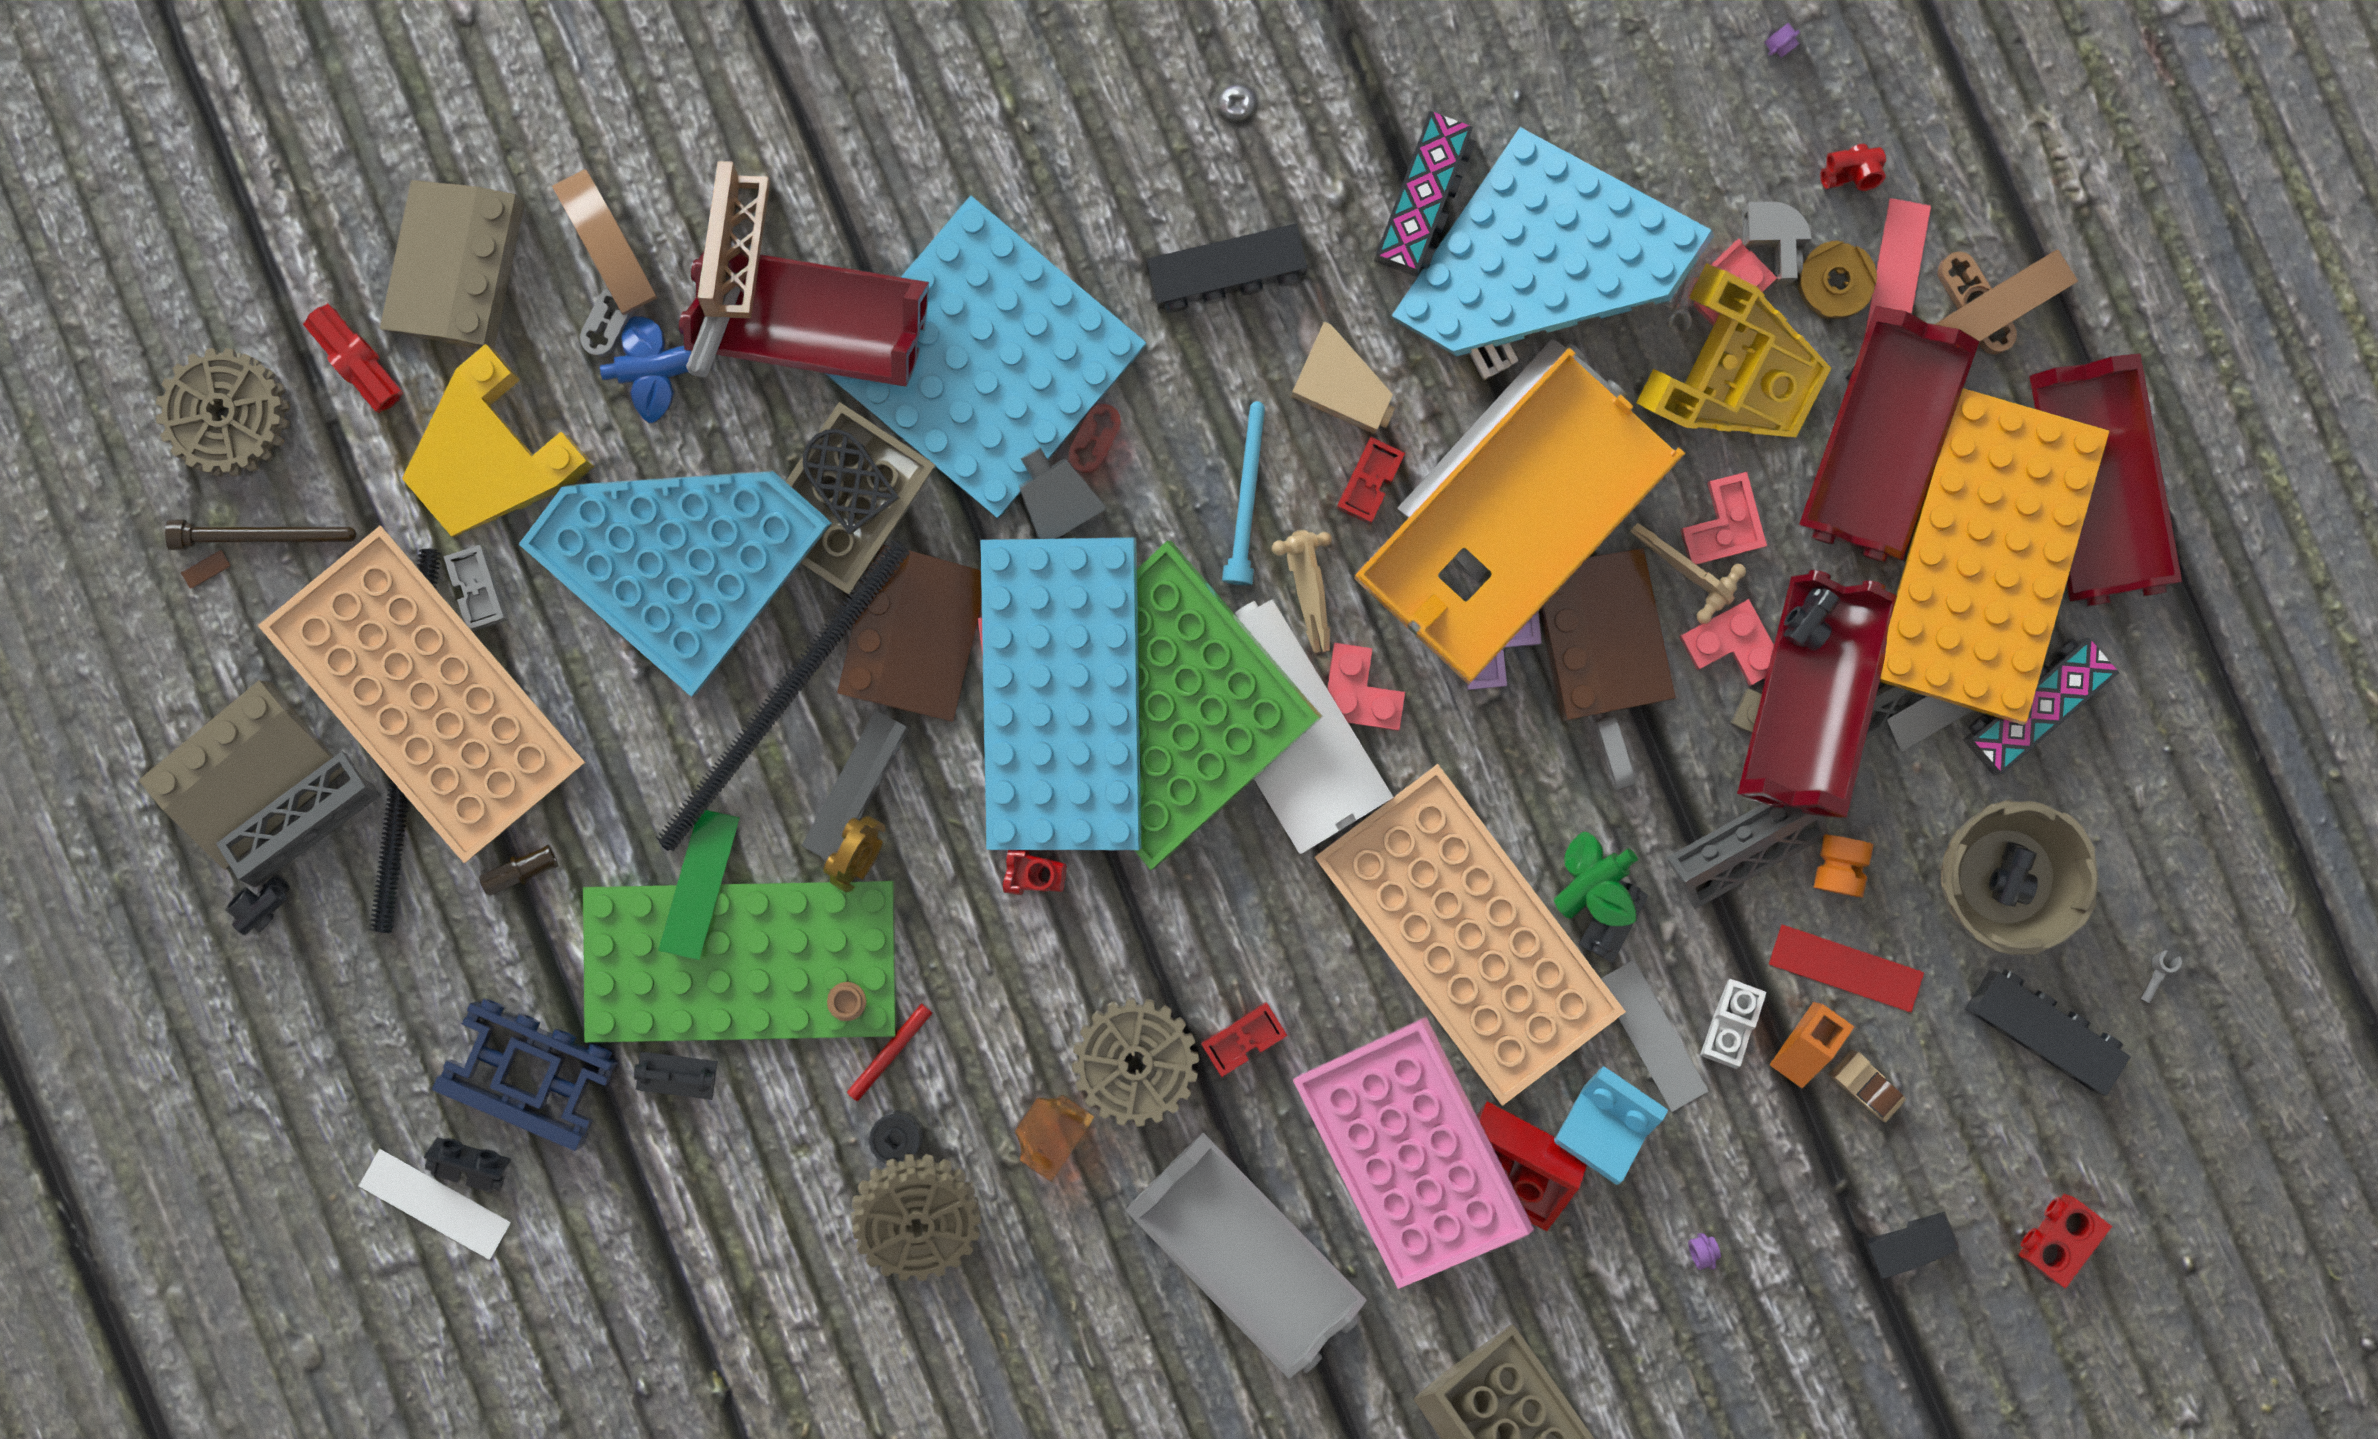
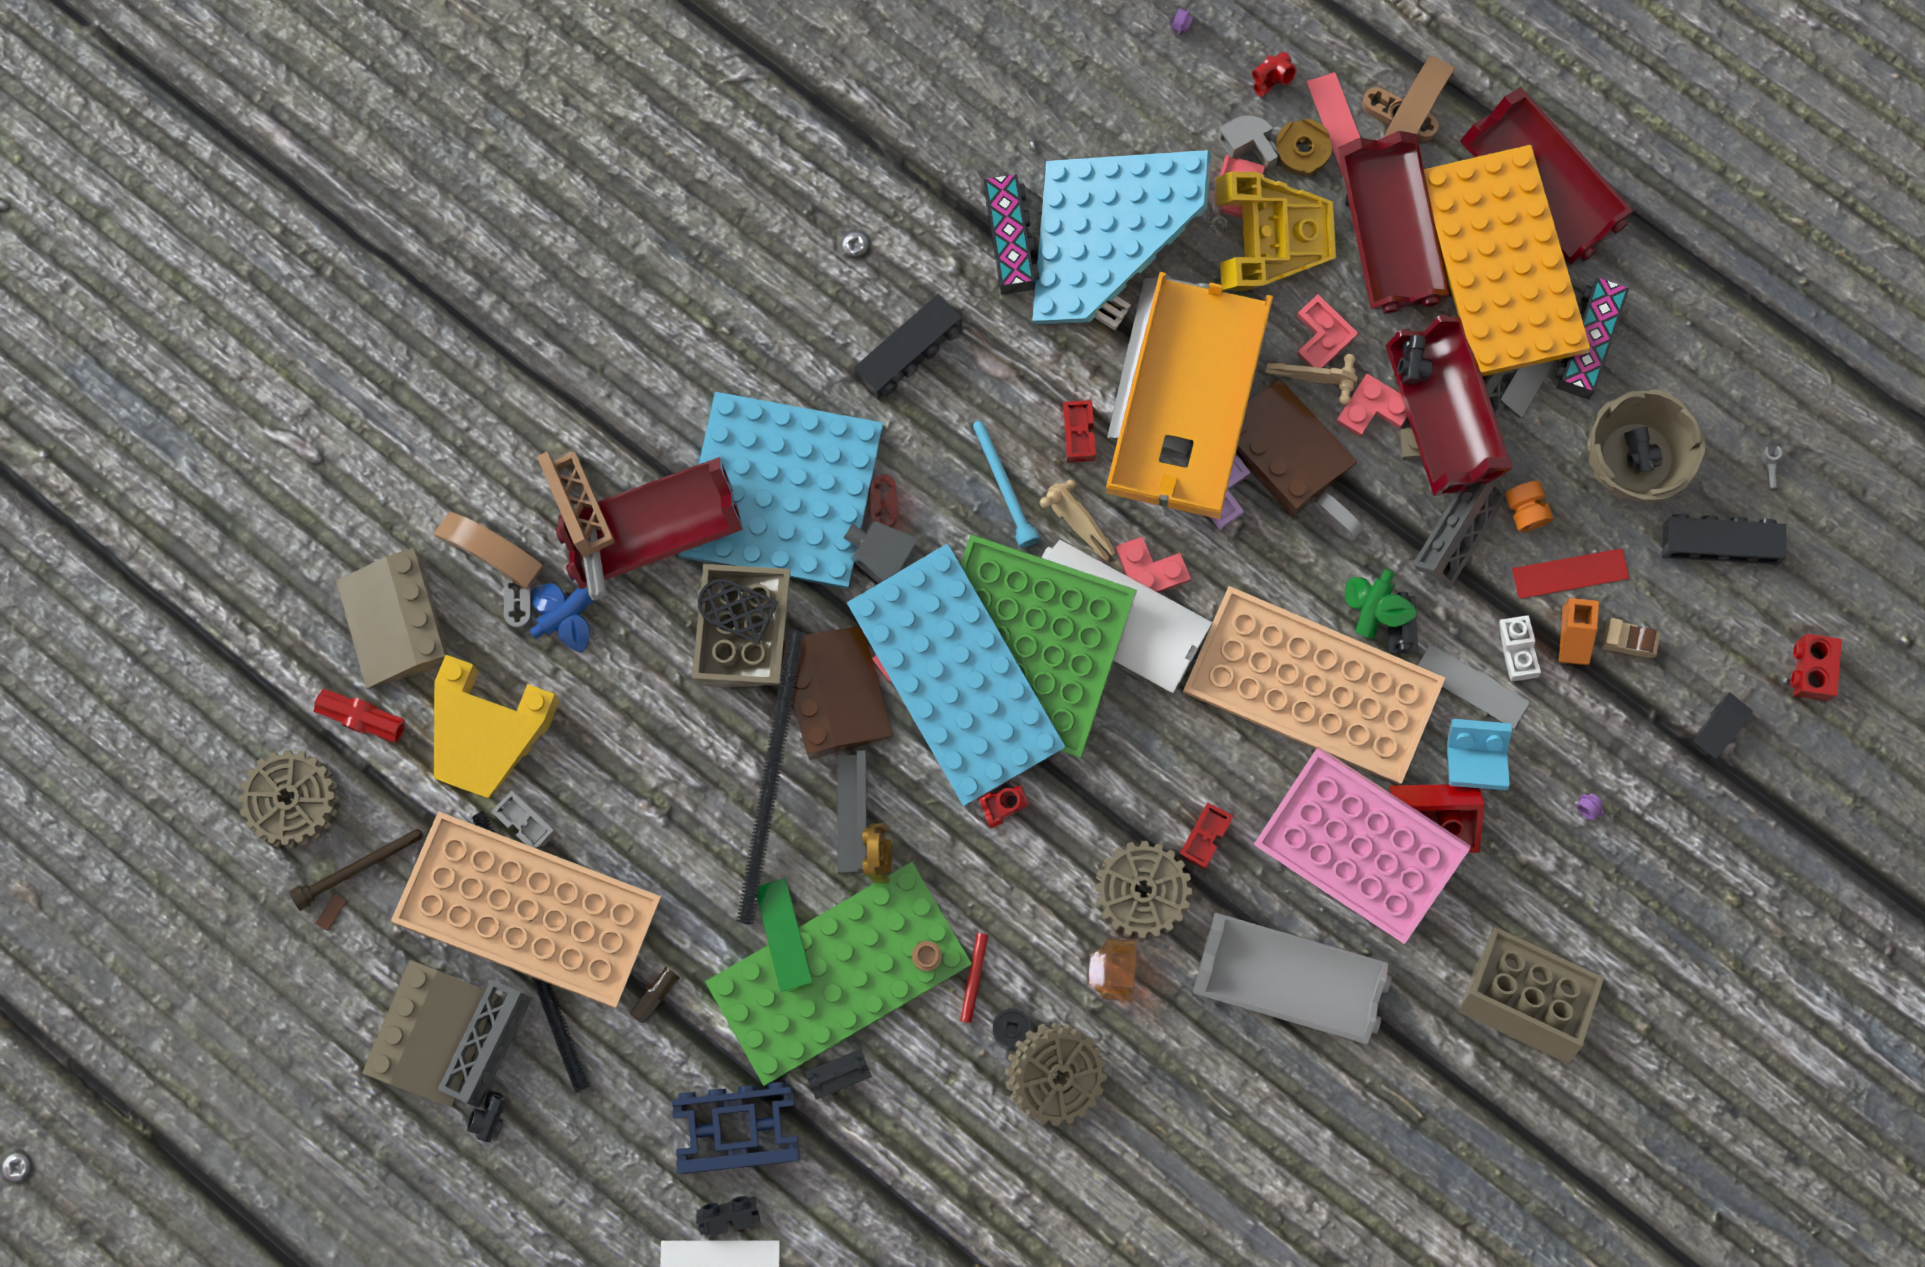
camera: 25 degrees left, 10 degrees down
(677, 559) = (652, 726): medium azure plate -> none
(1343, 384) = (1026, 379): tan slope -> none

